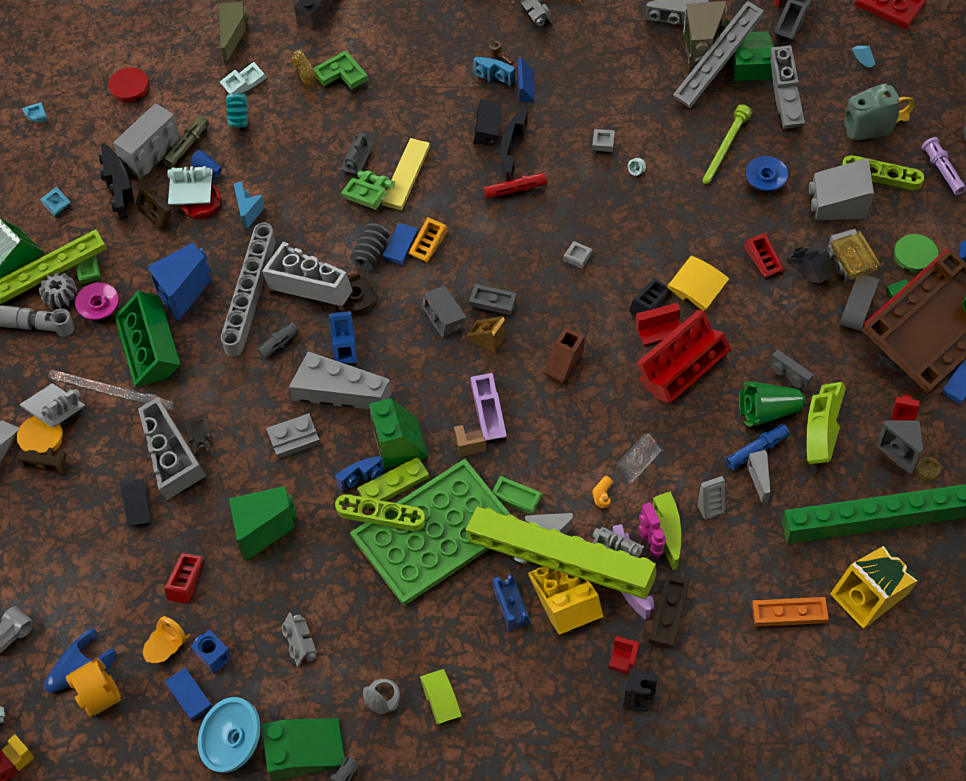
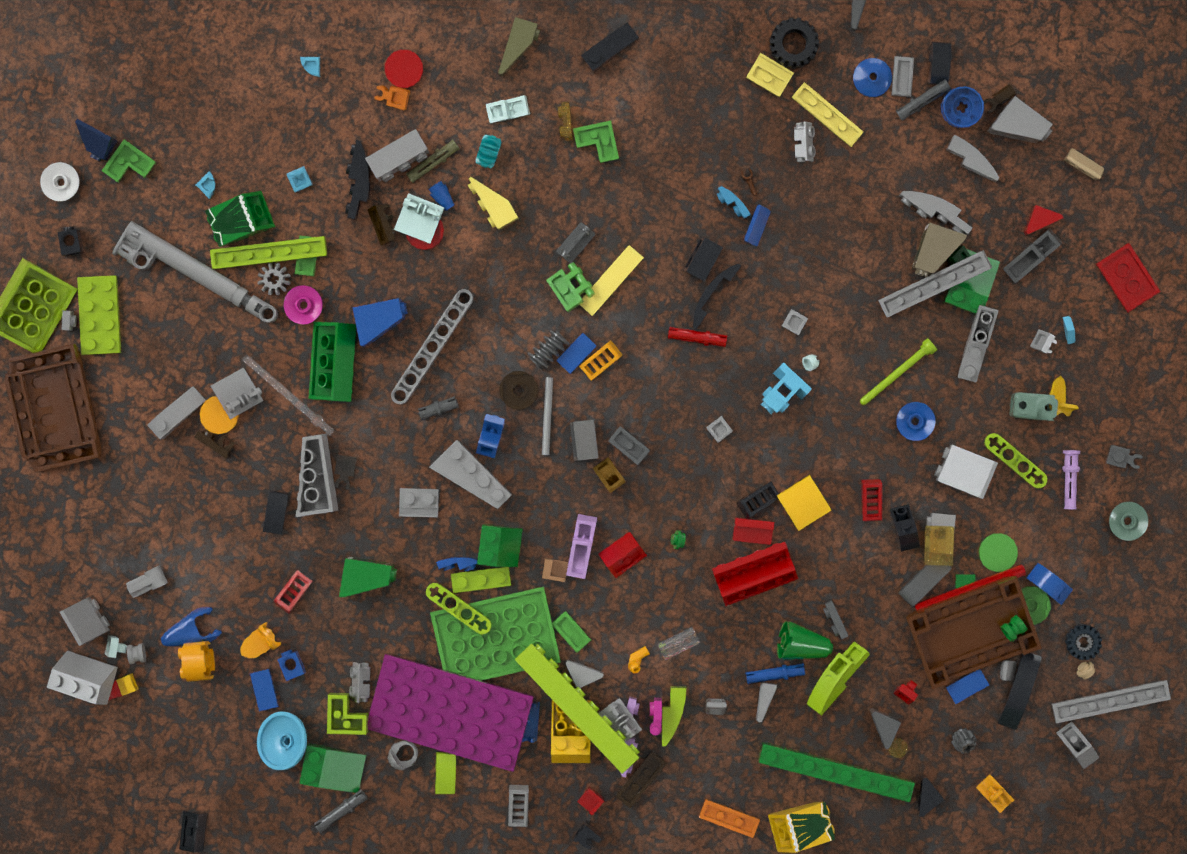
camera: 15 degrees right, 30 degrees up
(18, 713) = (136, 653): none -> light grey wheel
(128, 106) = (395, 97): none -> orange plate
(249, 206) = (460, 263): dark azure slope -> none
(263, 151) = (498, 207): none -> light yellow slope
(298, 683) = (340, 720): none -> lime brick
(306, 277) = (480, 360): light grey wedge -> none
(396, 308) = (547, 416): none -> light grey bar
(416, 625) = (449, 712): none -> magenta plate
(534, 681) = (518, 789): none -> light grey slope
(537, 399) = (622, 554): none -> red panel
(564, 354) = (661, 528): copper slope -> none
(587, 362) = (678, 539): none -> green plate
(620, 198) = (774, 400): none -> medium azure tile
(847, 71) = (1043, 341): none -> light grey tile

